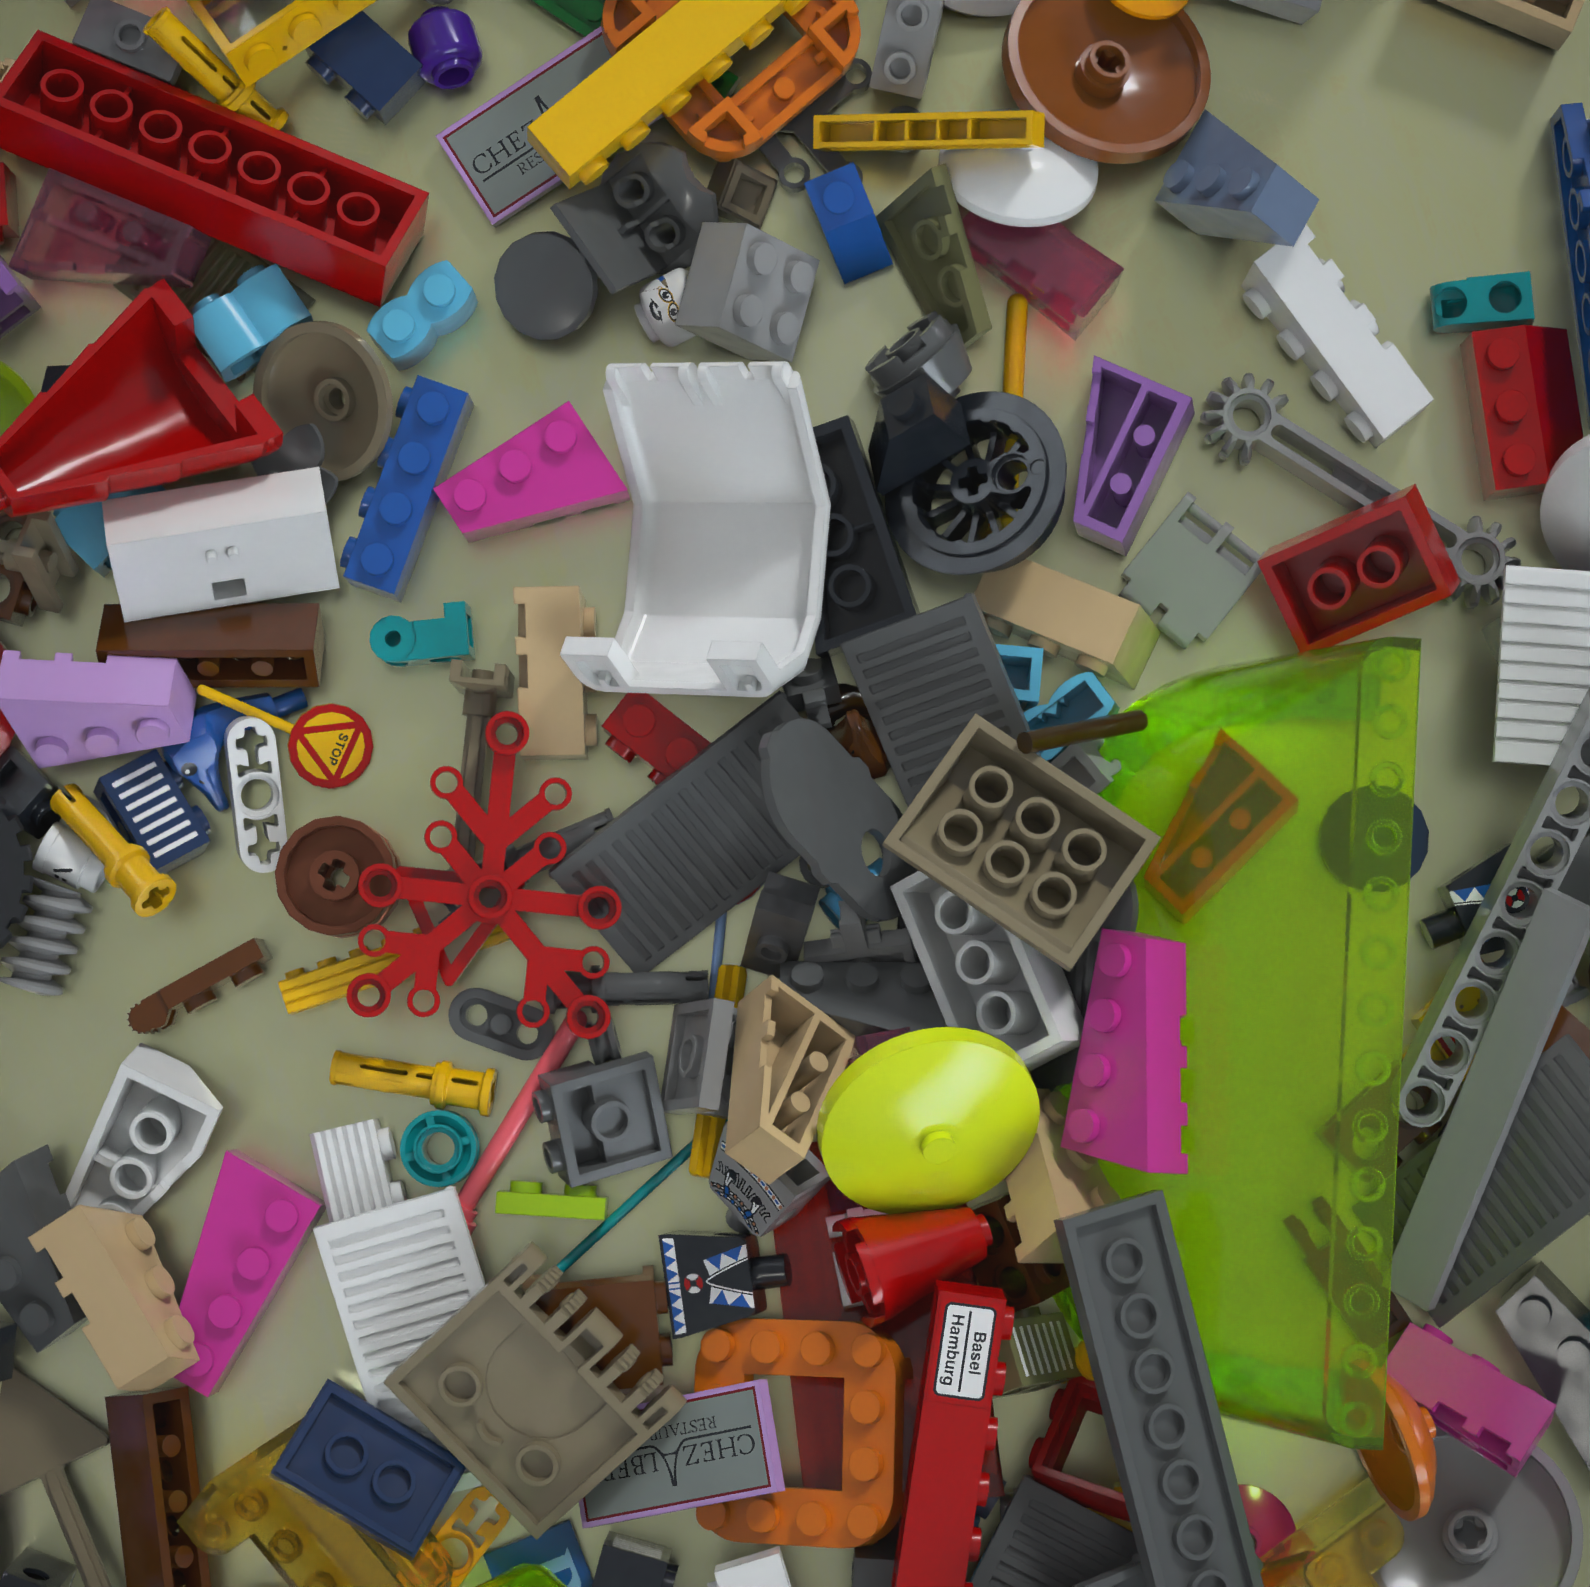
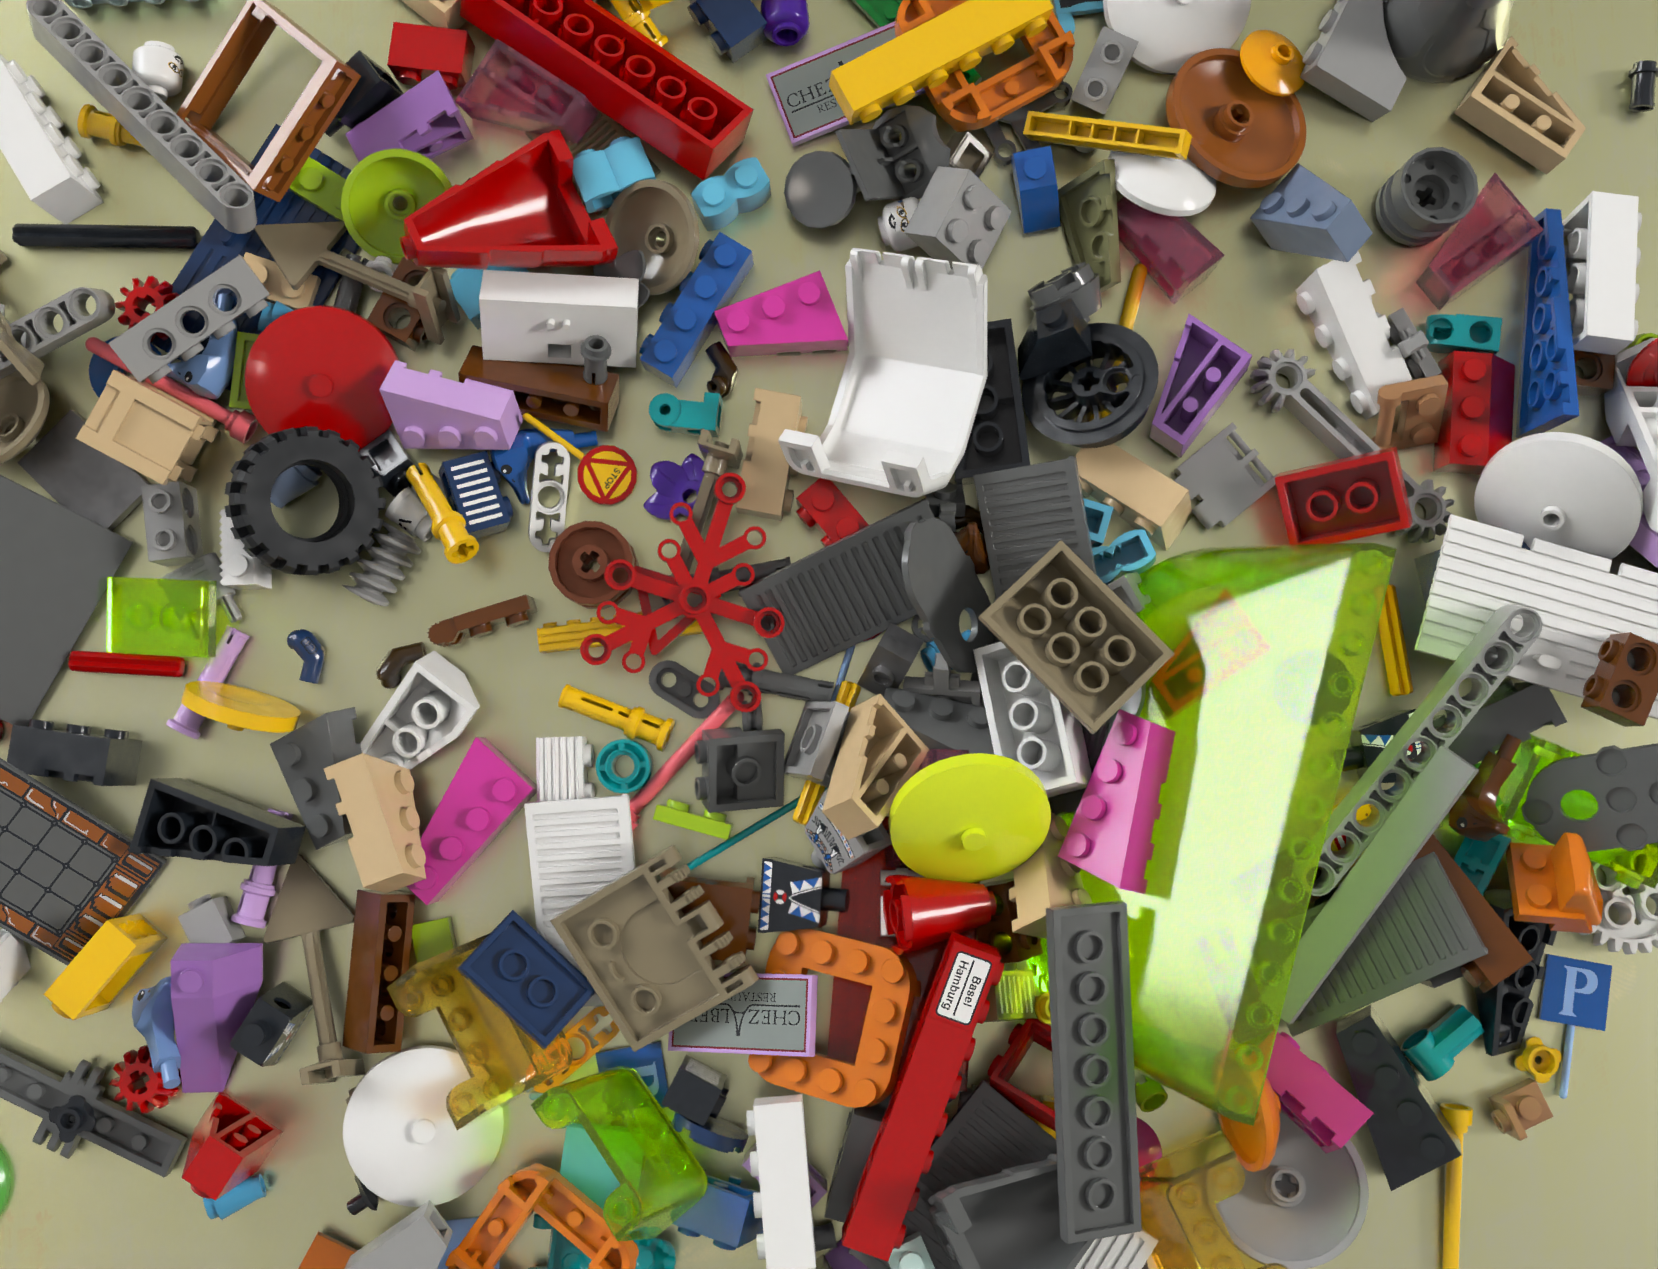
camera: 10 degrees right, 0 degrees up
(88, 1069) = (395, 660): none -> dark brown arm
(223, 1442) = (432, 938): none -> lime tile
(281, 584) = (595, 354): none -> dark grey pin
(427, 742) = (674, 485): none -> dark purple plate
(465, 566) = (725, 370): none -> dark brown arm
(1081, 731) = (1130, 569): dark brown bar -> none
(1261, 1450) = (1150, 1095): none -> lime hinge
(1407, 98) = (1426, 196): none -> dark grey wheel
(1411, 334) = (1412, 345): none -> light grey hinge
(1442, 427) = (1419, 412): none -> medium nougat plate
(1472, 749) = (1394, 645): none -> light orange axle
(1482, 170) = (1479, 243): none -> clear pink wedge

